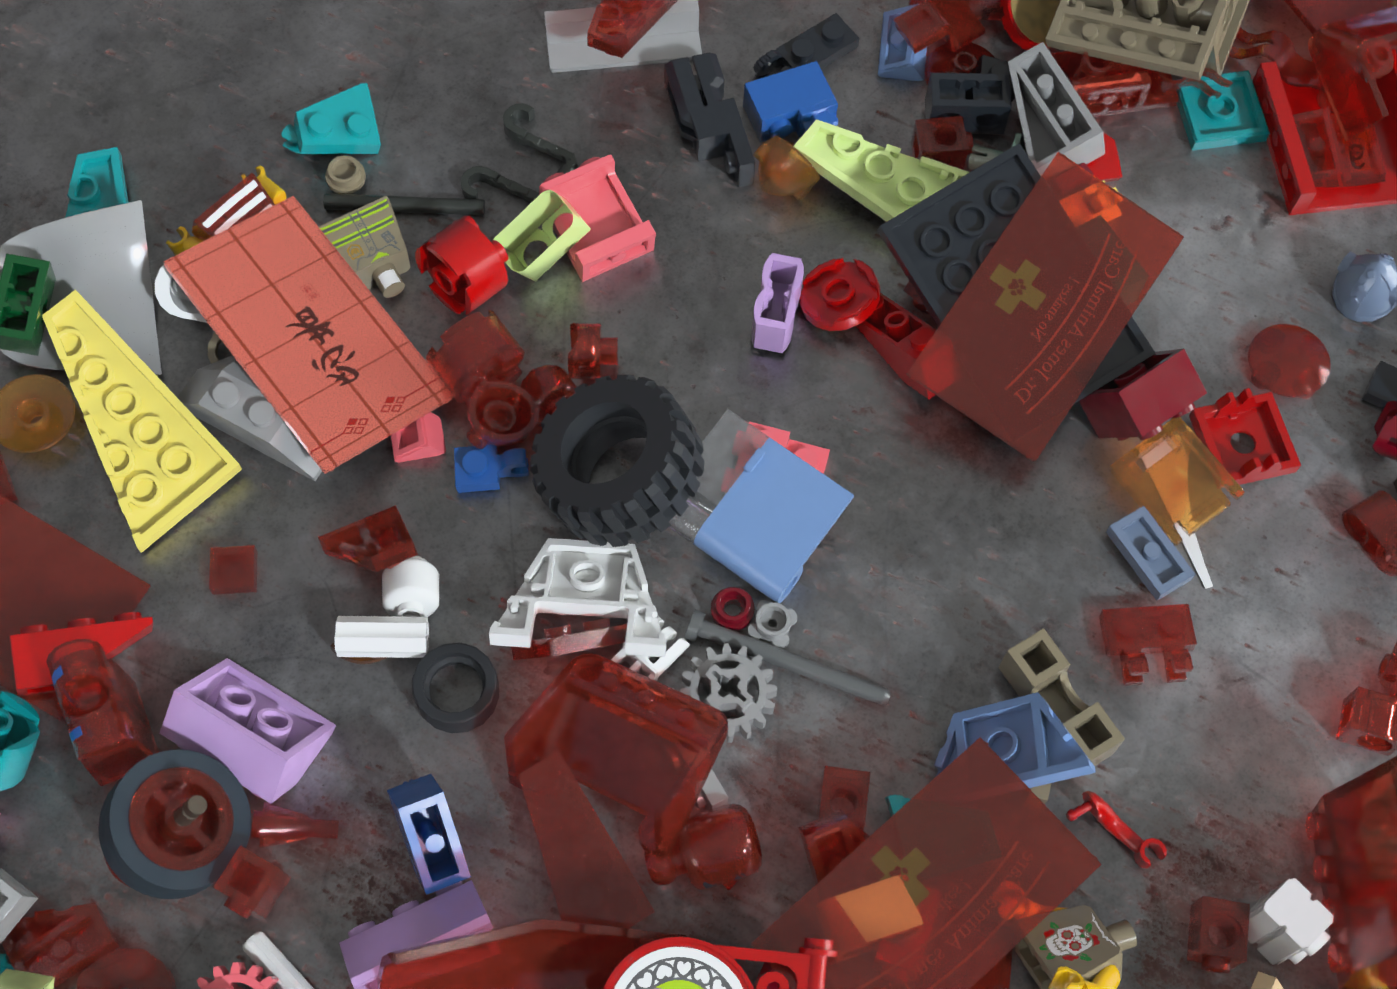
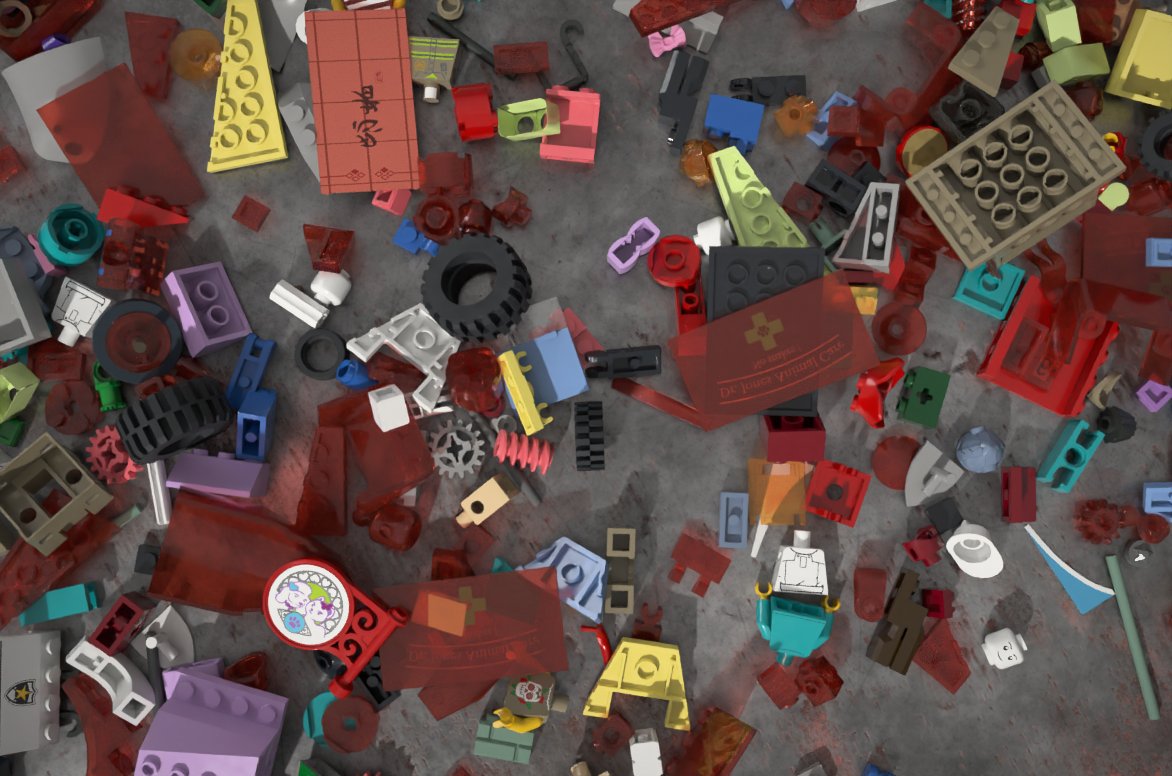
camera: 45 degrees right, 20 degrees up
(58, 845) = (78, 310): none -> white torso
(166, 931) = (108, 390): none -> green connector
(307, 885) = (174, 420): none -> black tyre
(366, 779) = (249, 369): none -> blue plate
(480, 175) = (521, 58): none -> clear red plate
(523, 677) = (354, 375): none -> blue brick
(605, 680) = (389, 407): none -> white panel
(655, 56) = (676, 39): none -> bright pink piece
(692, 579) = (474, 379): none -> clear red brick
(769, 550) = (522, 392): none -> light yellow plate
(821, 633) = (523, 450): none -> coral piece
(825, 712) = (492, 495): none -> tan torso
(861, 239) = (714, 233): none -> white head
(866, 67) = (788, 116): none -> clear orange brick
(871, 443) = (624, 362): none -> black hinge
(896, 553) = (589, 436): none -> black tyre
(947, 470) = (657, 400): none -> clear red axle
(1134, 145) = (919, 268): none -> clear red slope
(1157, 769) = (647, 628): none -> clear red plate
(1170, 200) = (909, 320): none -> clear red dish
(1194, 815) = (646, 671): none -> light yellow wing
(1200, 292) = (873, 389): none -> red brick
(1254, 269) = (932, 387): none -> dark green brick
(1278, 555) = (800, 567): none -> white torso
(1327, 630) = (792, 625): none -> teal torso
(1336, 351) = (929, 475): none -> light grey shield

